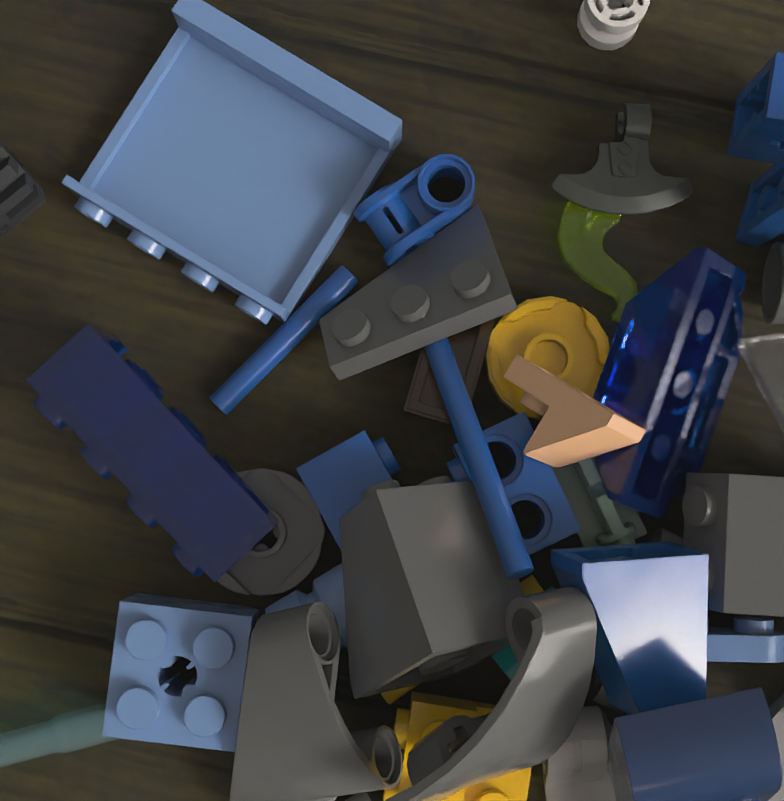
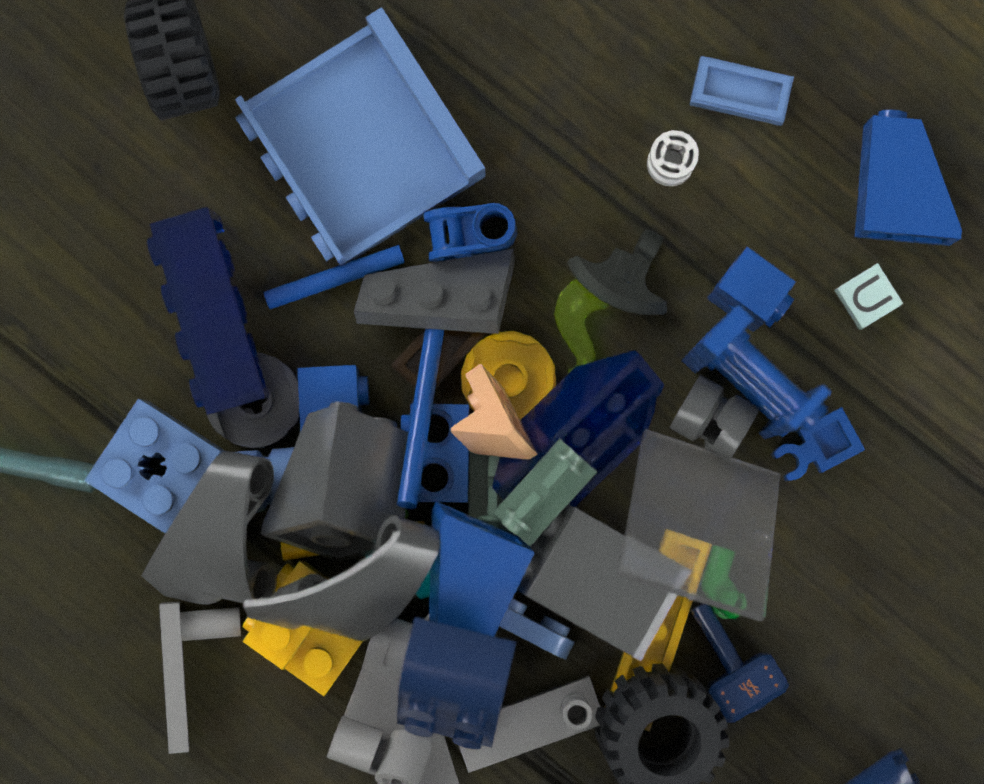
camera: 30 degrees right, 0 degrees up
(678, 472) = (544, 492): none -> sand green hinge

